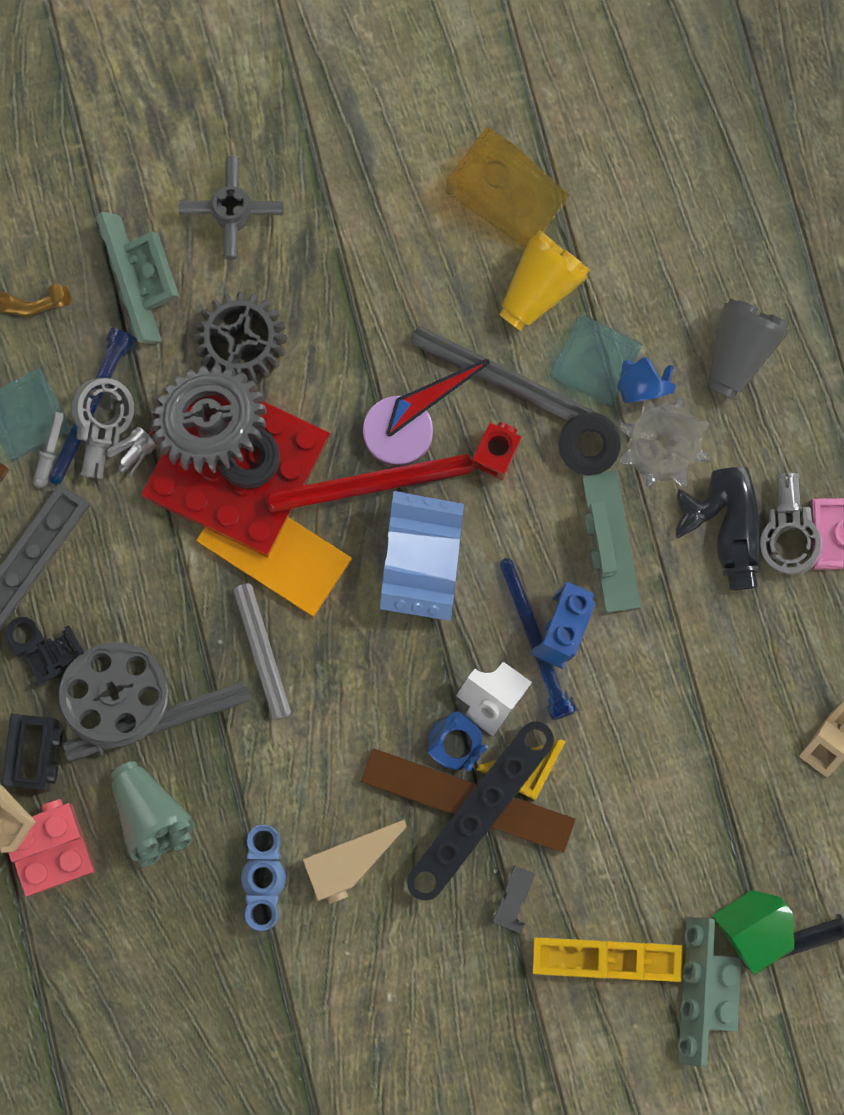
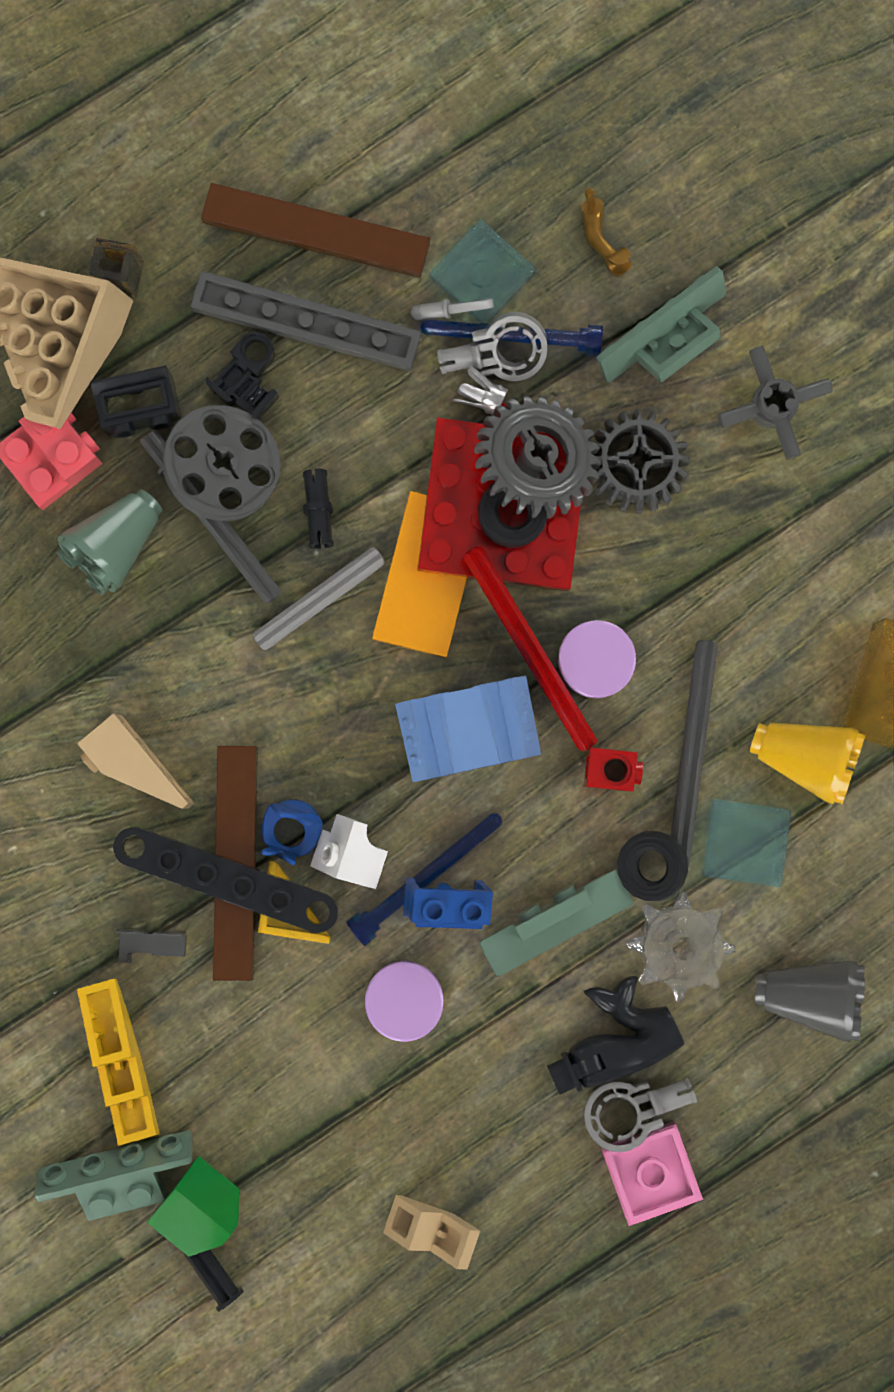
camera: 75 degrees right, 5 degrees up
(183, 625) = (318, 509): none -> black pin
(258, 860) = (68, 679): medium blue piece -> none
(417, 402) = (631, 667): sticker -> none
(635, 692) = (404, 1001): none -> lavender tile
(641, 382) = (737, 901): blue piece -> none

